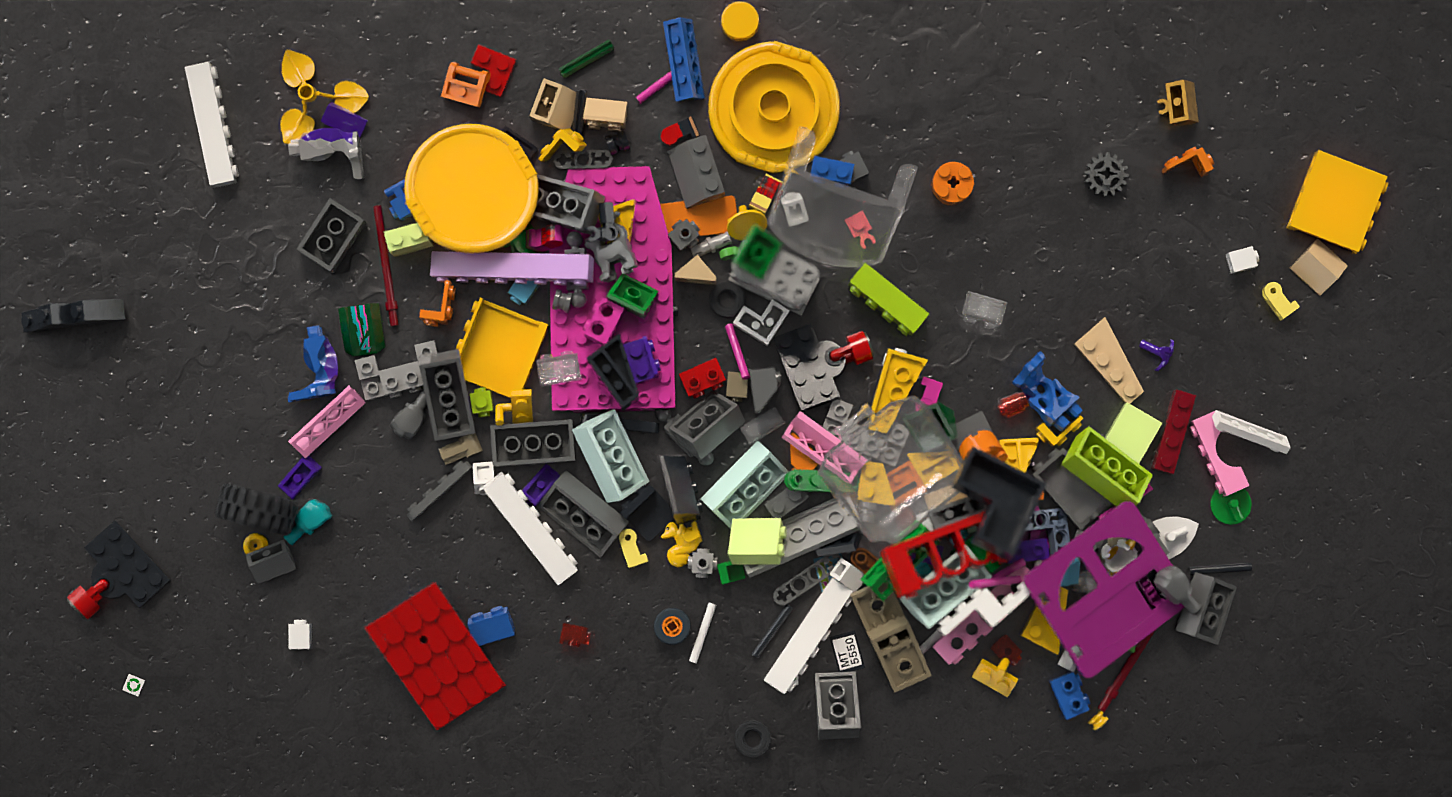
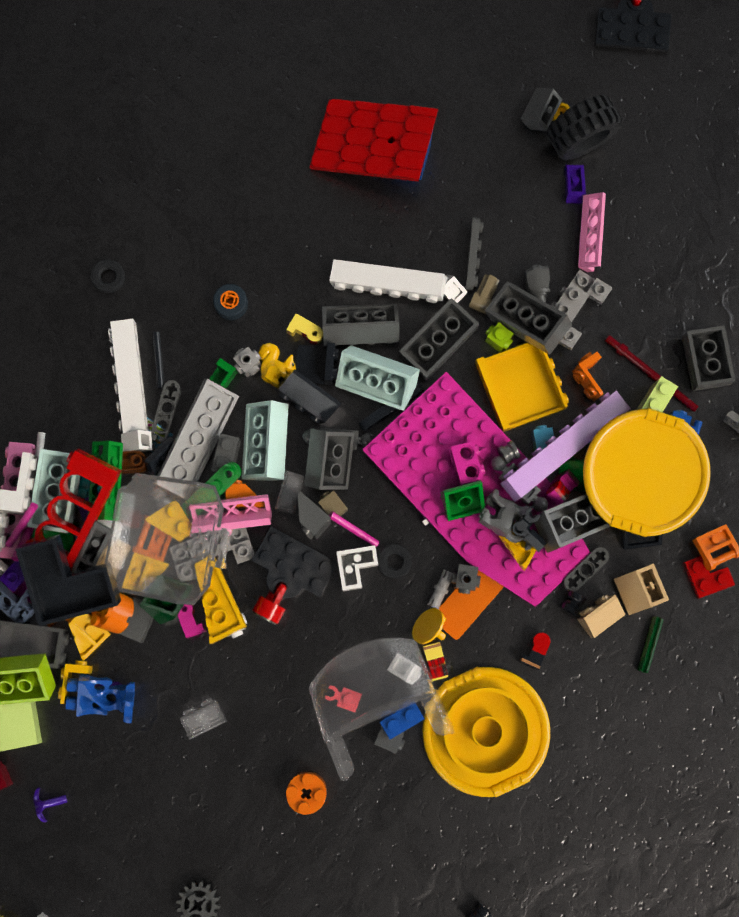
camera: 135 degrees right, 5 degrees down
(300, 635) = (476, 80): white brick -> none
(308, 518) = (542, 159): teal piece -> none
(322, 360) = (632, 266): blue hips -> none
(362, 329) = (626, 316): dark green slope -> none
(491, 625) = (354, 195): blue brick -> none
(520, 406) = (469, 356): yellow plate -> none
(540, 485) = (407, 318): dark purple slope -> none
(558, 369) = (467, 402): clear brick -> none
(572, 139) = (611, 574): yellow bracket -> none
(574, 635) = (293, 239): clear red brick -> none
(580, 101) = (611, 589): black axle -> none
(615, 372) = (426, 433): black wedge -> none
(641, 360) = (415, 460): dark purple bracket -> none
(654, 88) = (581, 676): dark pink bar -> none
(682, 59) = (583, 706): blue fence -> none
(695, 272) = (434, 559): tan slope -> none
(696, 172) = (498, 632): dark grey slope -> none
(702, 378) = (362, 489): red brick -> none
(702, 632) = (206, 318): white bar -> none
(728, 253) = (422, 595): bright green tile -> none
(740, 21) = (567, 773): yellow head -> none
(757, 252) = (399, 601): green slope -> none
(757, 541) = (221, 407): yellowish green brick -> none
(786, 281) = (375, 602): light grey brick -> none
(837, 705) = (67, 348): dark grey slope -> none
(847, 652) = (93, 391): sticker -> none
(888, 299) = (276, 663): lime brick -> none
(891, 638) = (65, 423): dark tan bracket -> none
(1013, 404) = (122, 668): clear red brick -> none
(1108, 358) = (81, 765): tan wing -> none

